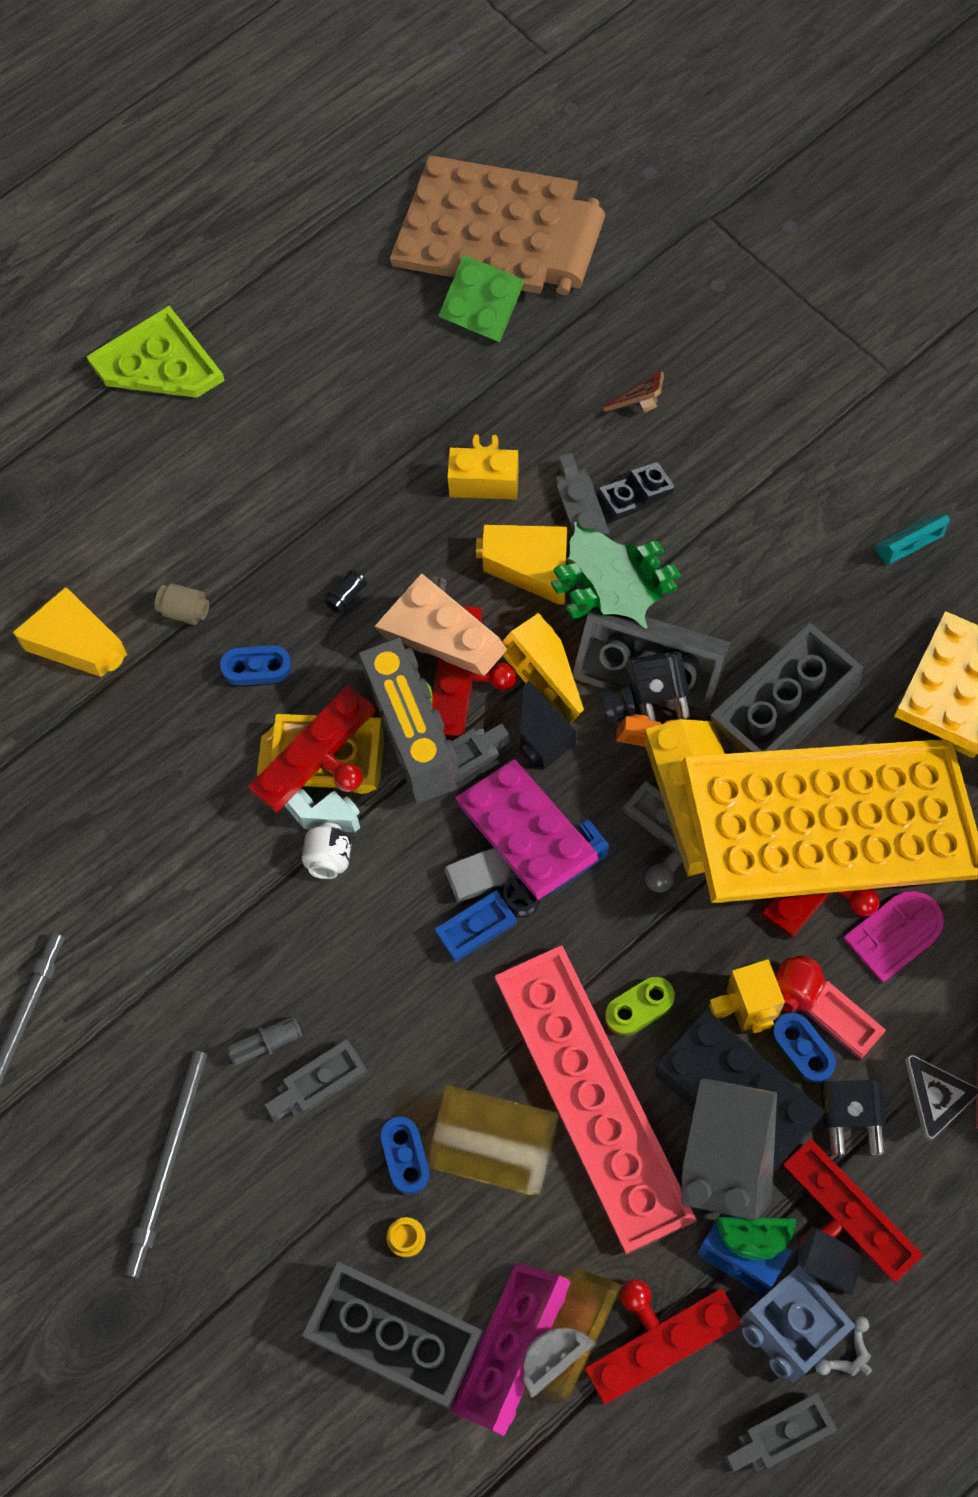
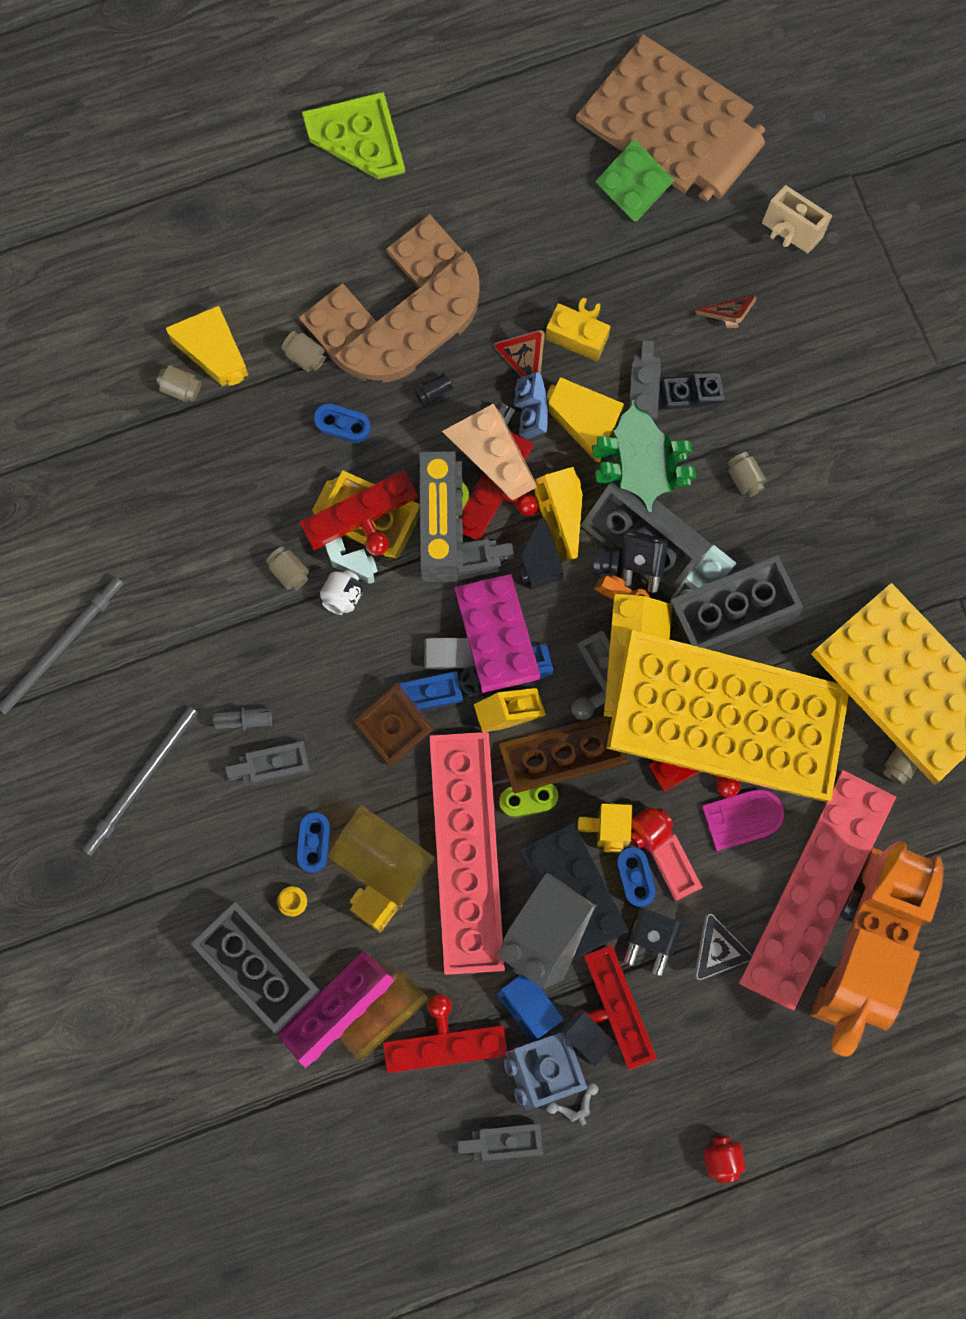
camera: 15 degrees right, 10 degrees up
(50, 690) = (178, 383): none -> dark tan brick
(253, 848) = (287, 568): none -> dark tan brick
(283, 560) = (414, 328): none -> medium nougat plate
(434, 518) = (523, 352): none -> piece
(447, 979) = (393, 724): none -> reddish brown tile
(461, 562) = (532, 400): none -> medium blue slope
(508, 1205) = (373, 908): none -> yellow slope
(552, 1355) = (360, 1026): light grey plate -> none
(574, 910) = (509, 709): none -> yellow slope
(657, 938) = (560, 754): none -> reddish brown slope
(673, 275) = (796, 219): none -> tan brick
(734, 554) = (746, 474): none -> dark tan brick
(739, 667) = (711, 568): none -> light aqua slope
(758, 1238) = (540, 1002): green plate -> none
(912, 538) = (892, 512): teal slope -> none

